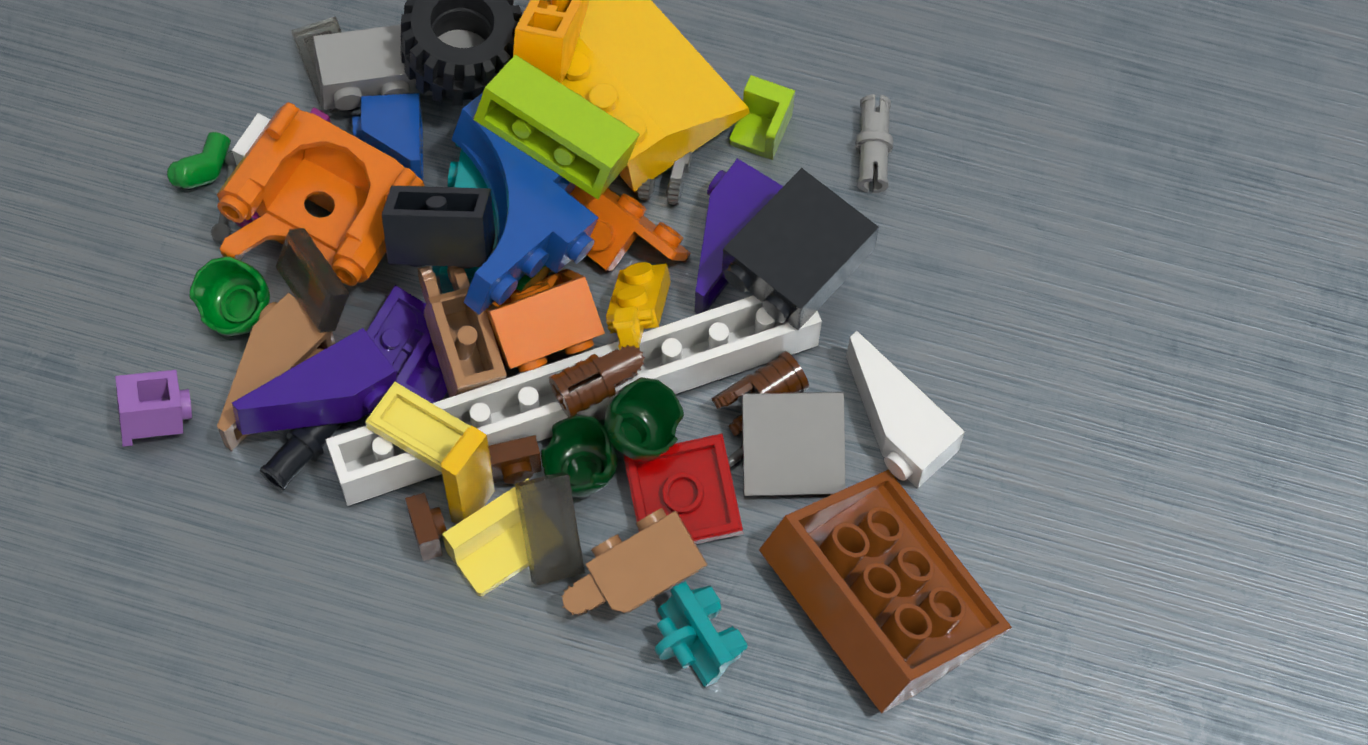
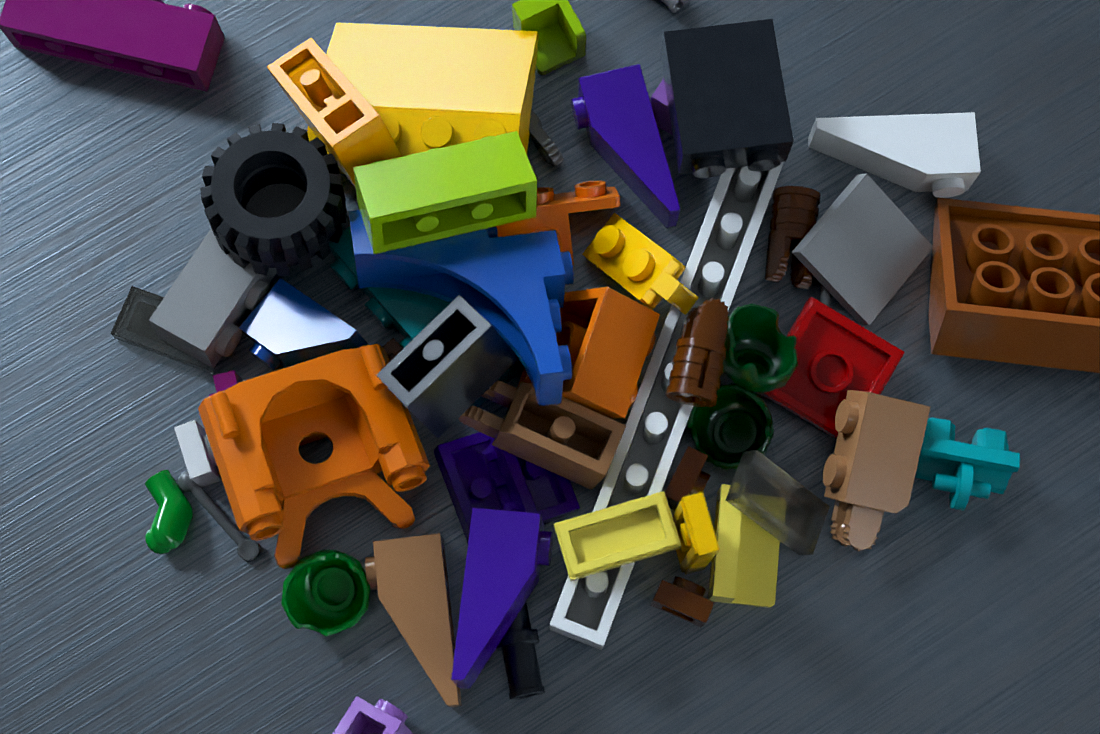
camera: 45 degrees left, 10 degrees up
(312, 280) = (385, 513): clear smoke tile -> none

